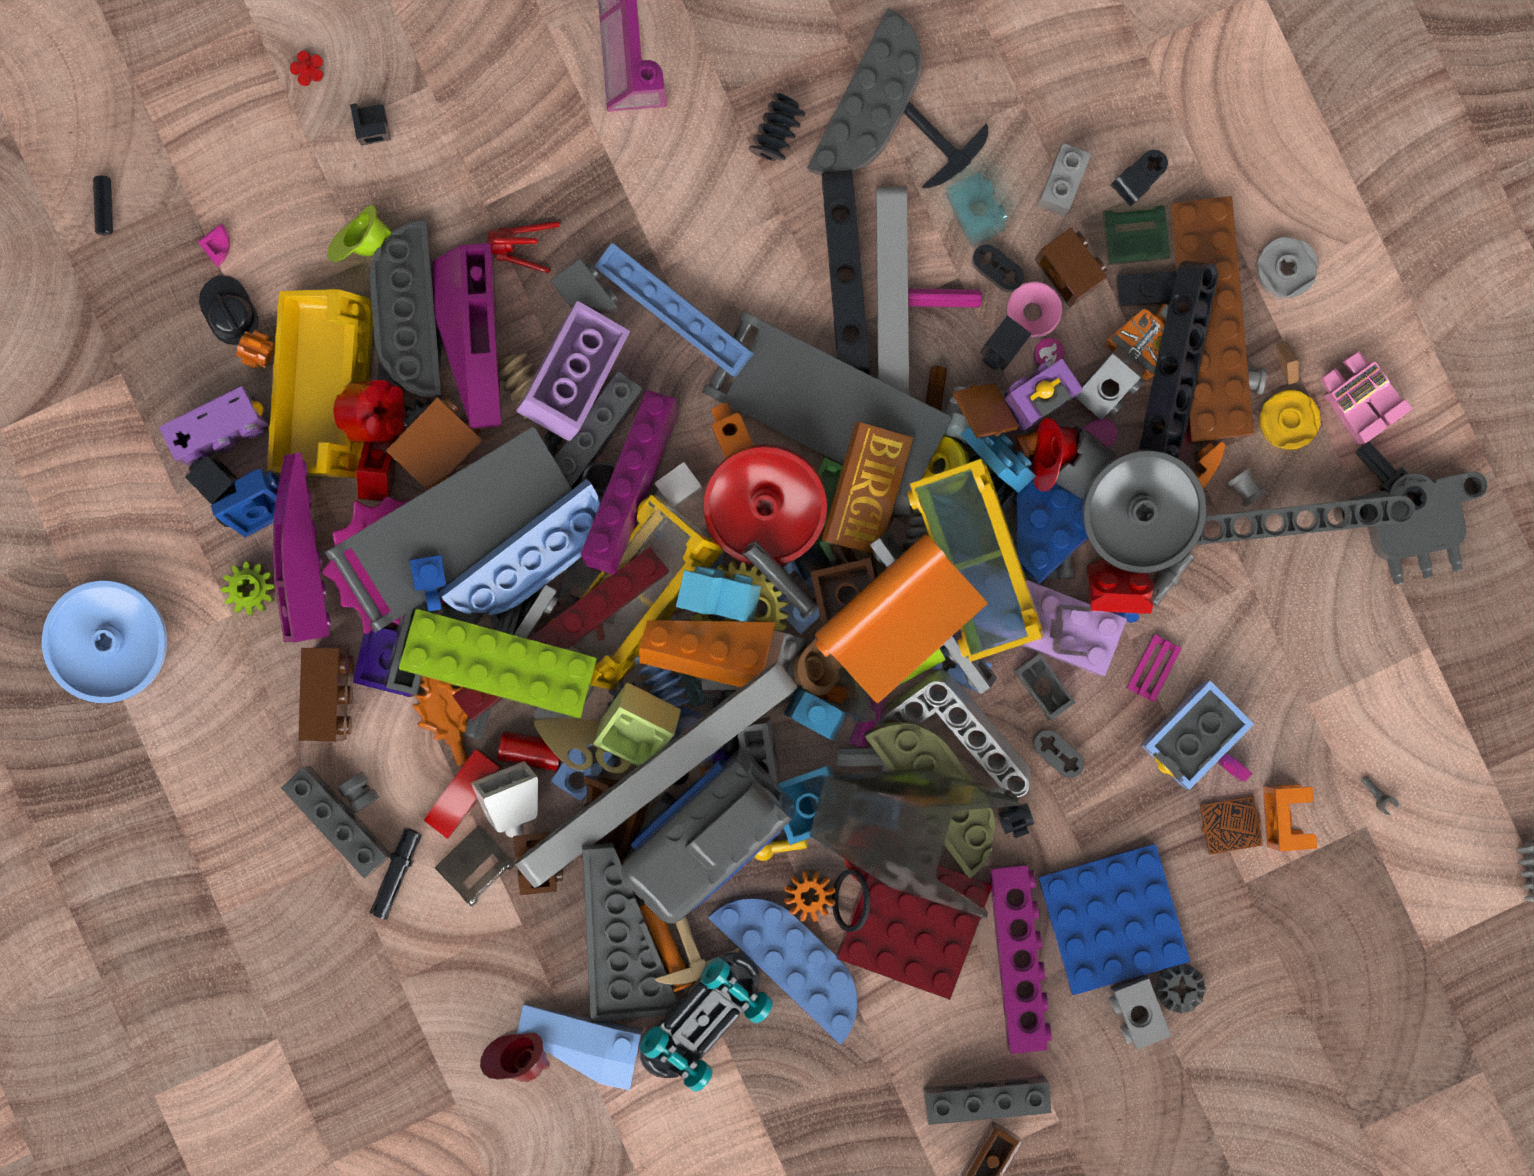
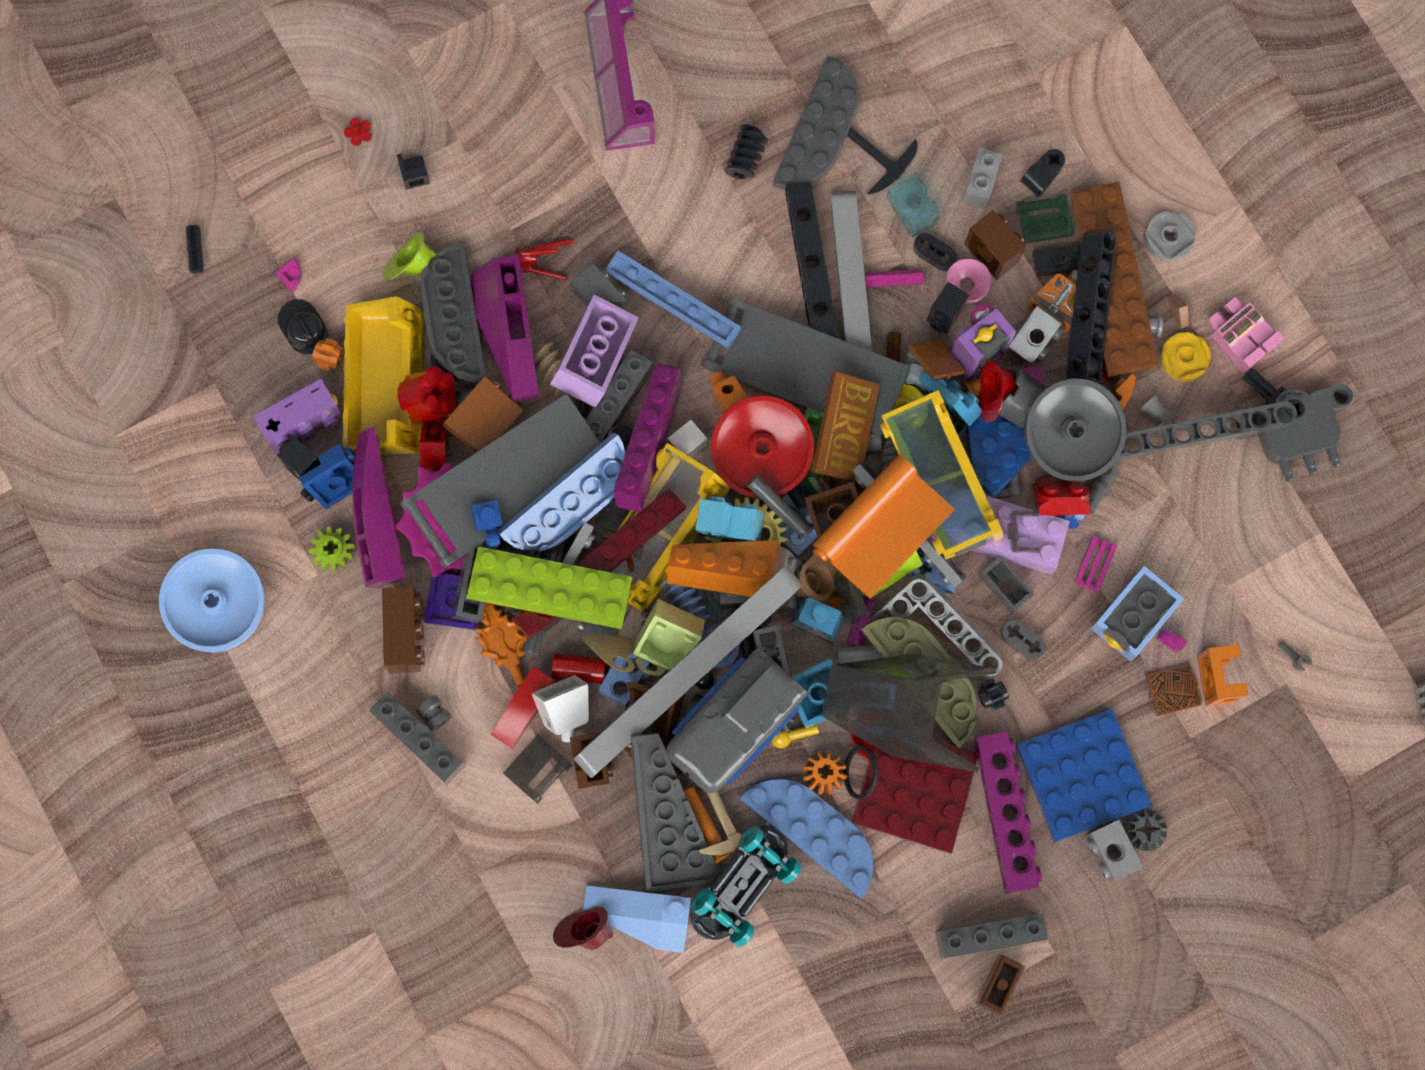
camera: 10 degrees left, 10 degrees down
(398, 867) = (468, 785): black pin -> none

